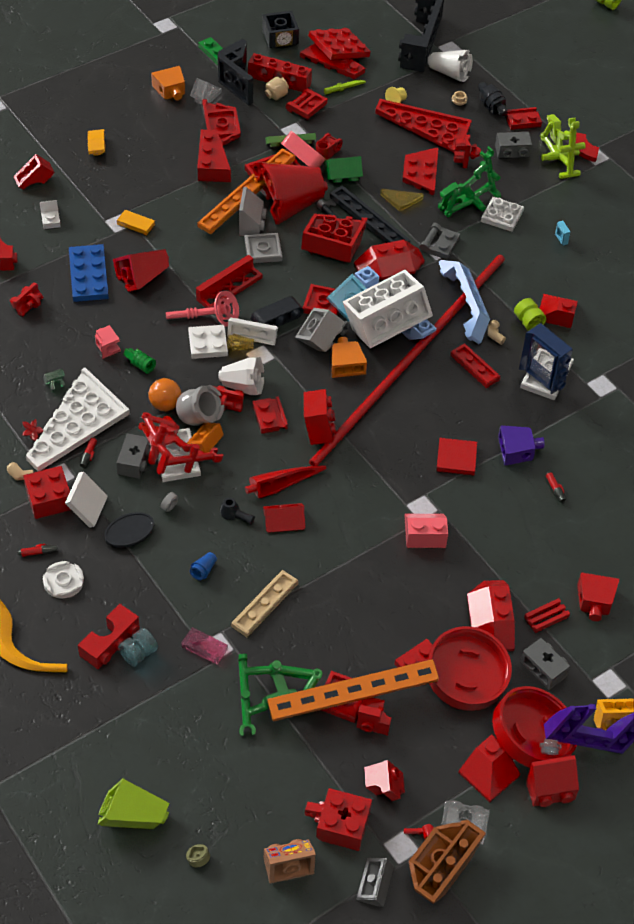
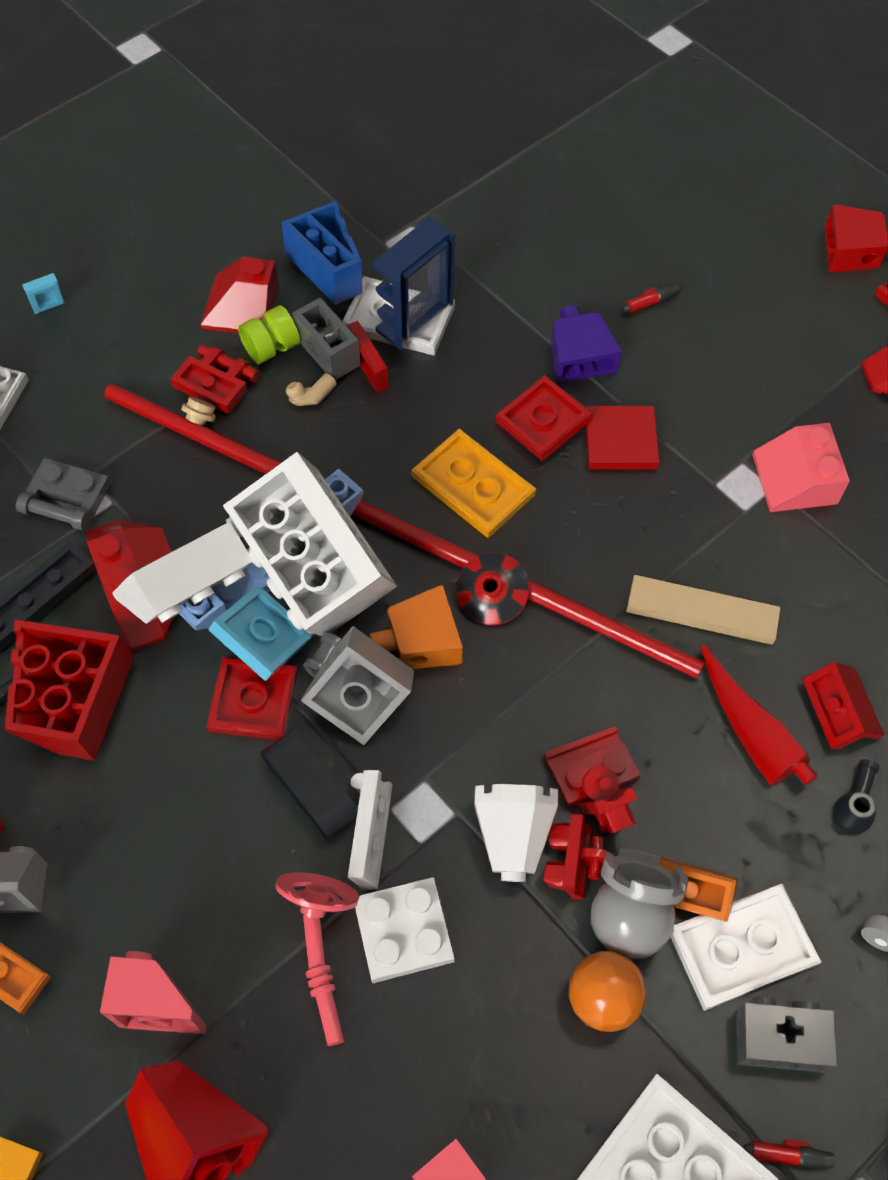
camera: 95 degrees left, 10 degrees up
(140, 360) = (490, 1083): green hinge -> none
(167, 434) = (775, 965): red piece -> none
(193, 256) = (146, 997): none -> coral slope
(226, 278) = (209, 917): red fence -> none
(238, 342) = (405, 856): clear yellow cone -> none
(246, 408) = (607, 802): none -> red hips
(263, 247) = (88, 848): light grey tile -> none
(319, 416) = (615, 652): red brick -> none
(346, 472) = (703, 609): none -> tan tile
(367, 388) = (505, 601): none -> dish
(372, 259) = (184, 575): none -> white slope
(433, 392) = (473, 483): none -> light orange tile
(470, 423) = (543, 417): none -> red tile
(475, 365) = (395, 421): red tile -> none
(477, 325) = (156, 466): light blue slope -> none
(484, 287) = (198, 411): none -> tan plate
(500, 295) = (208, 383): none -> red plate
(509, 355) = (370, 359): none -> red tile
(515, 334) = (327, 338): none -> dark grey brick
(589, 337) = (324, 251): none -> blue wedge

